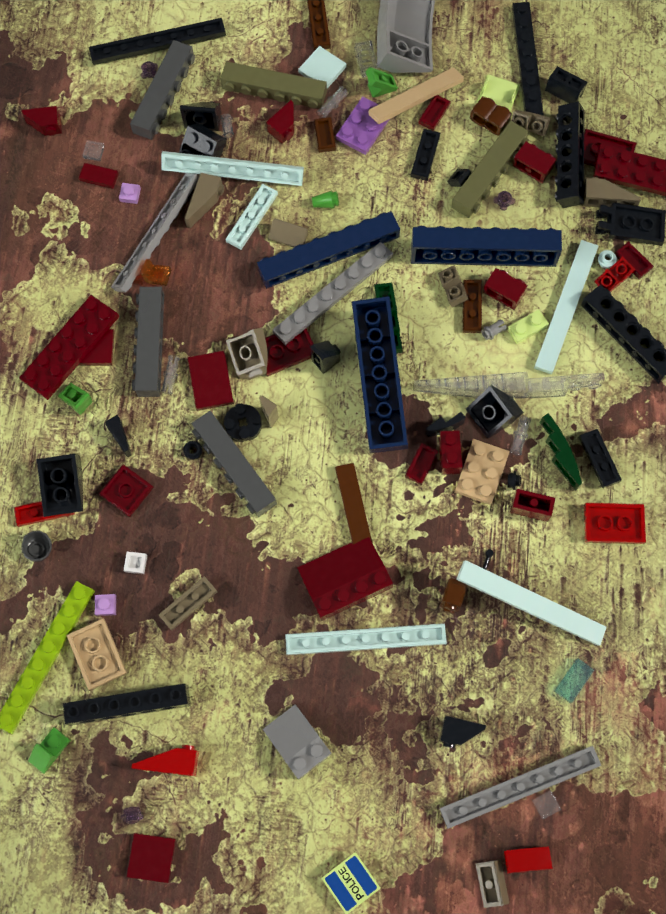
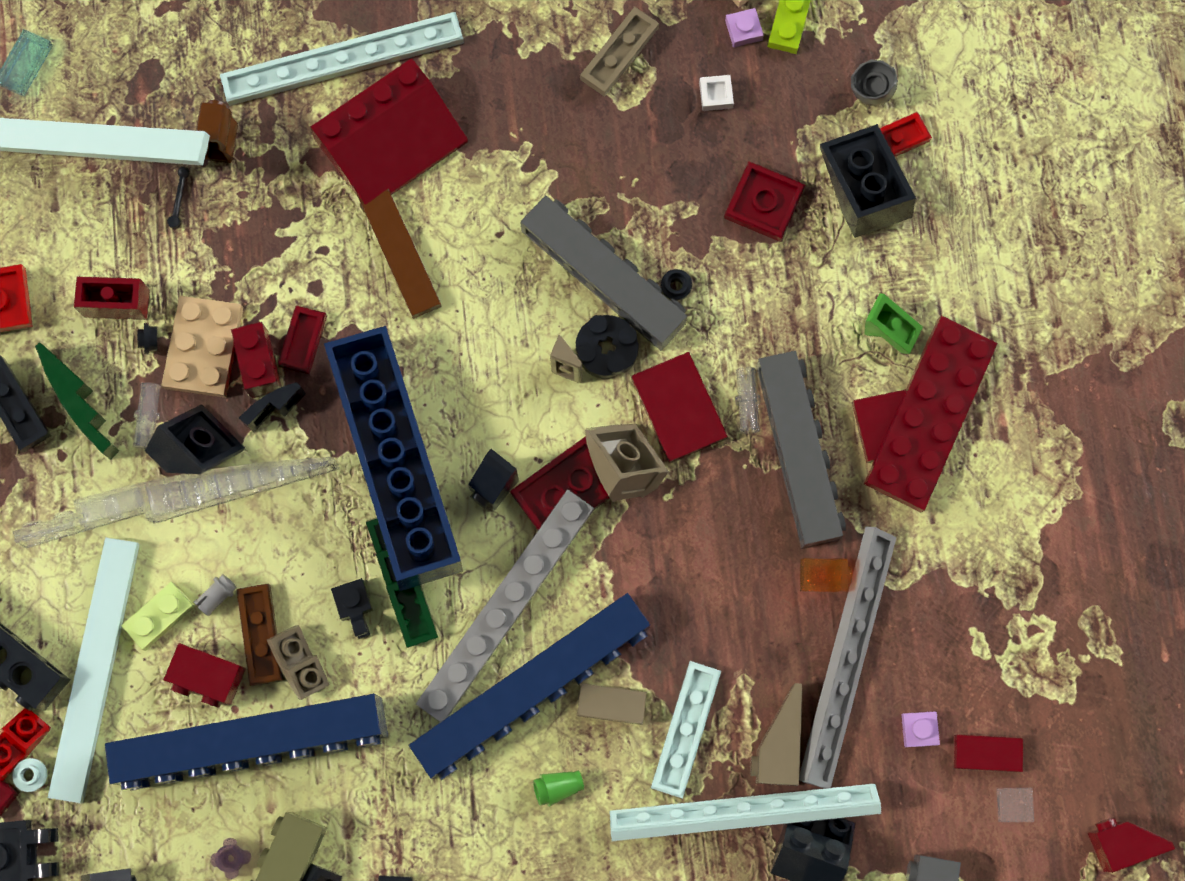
camera: 165 degrees right, 5 degrees up
(116, 429) = (803, 282): black slope -> none
(417, 312) = (352, 603): none -> black plate

